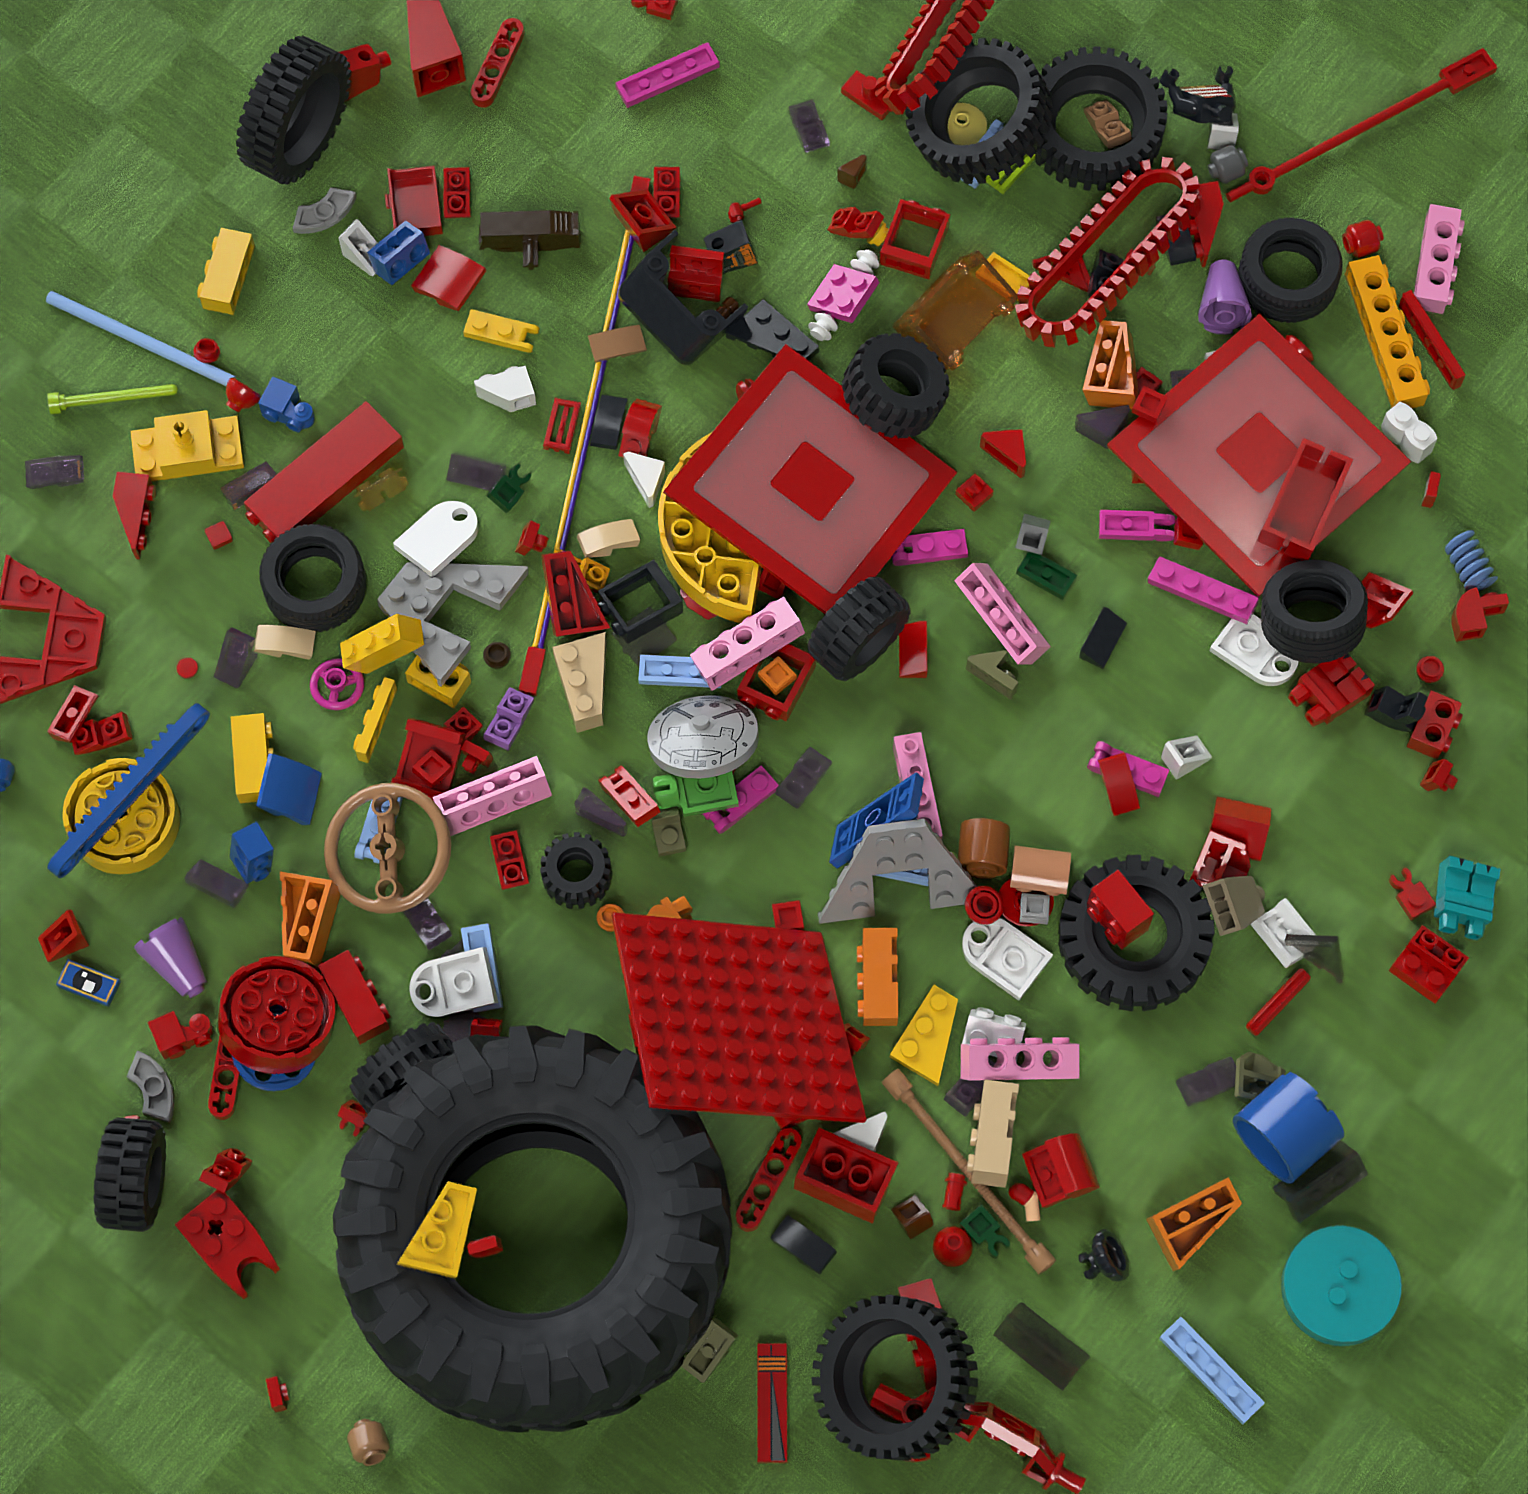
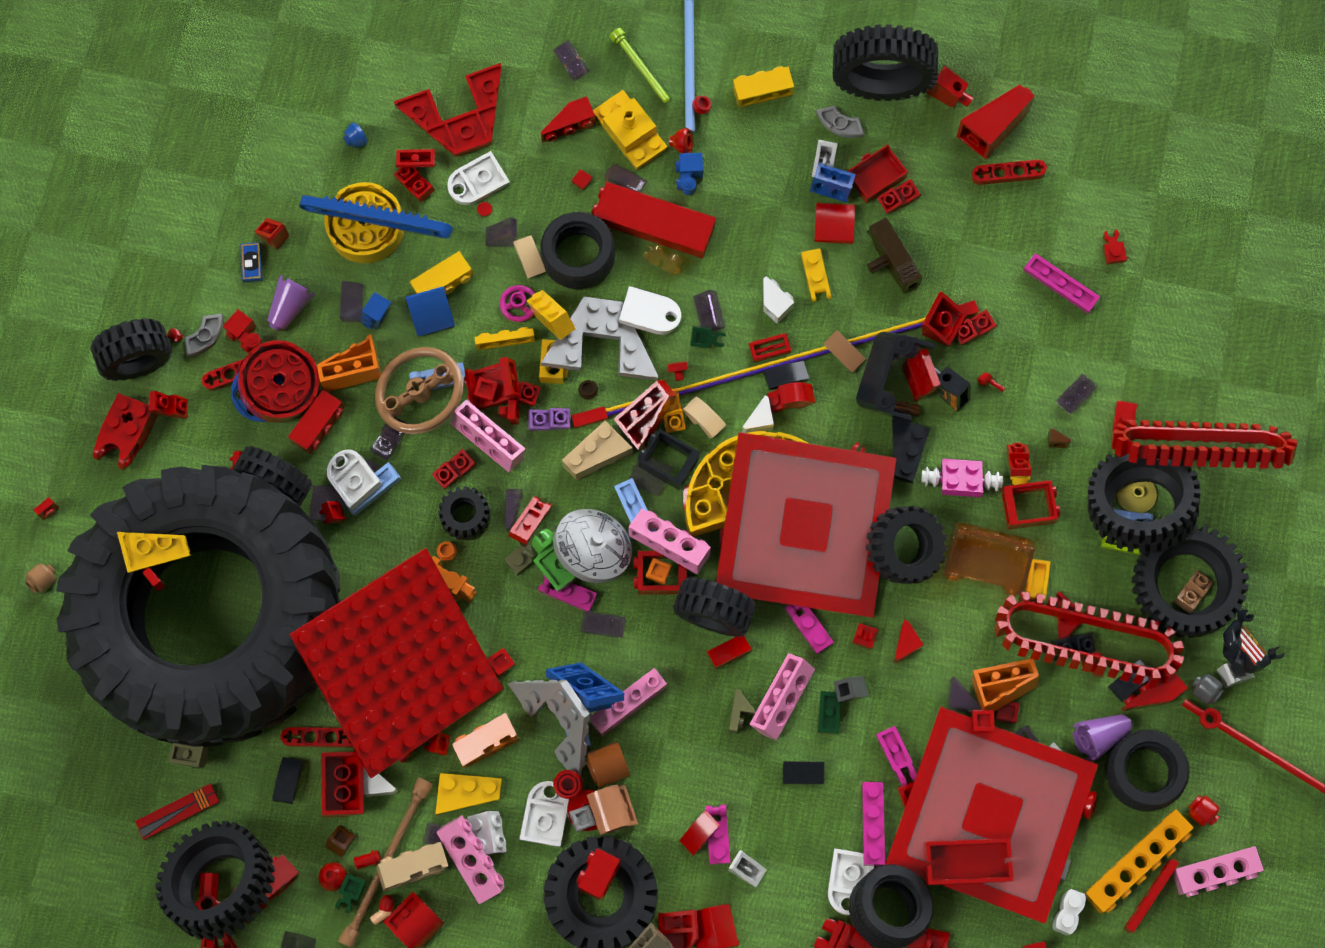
camera: 65 degrees right, 5 degrees up
(144, 654) = (479, 179): none -> white tile

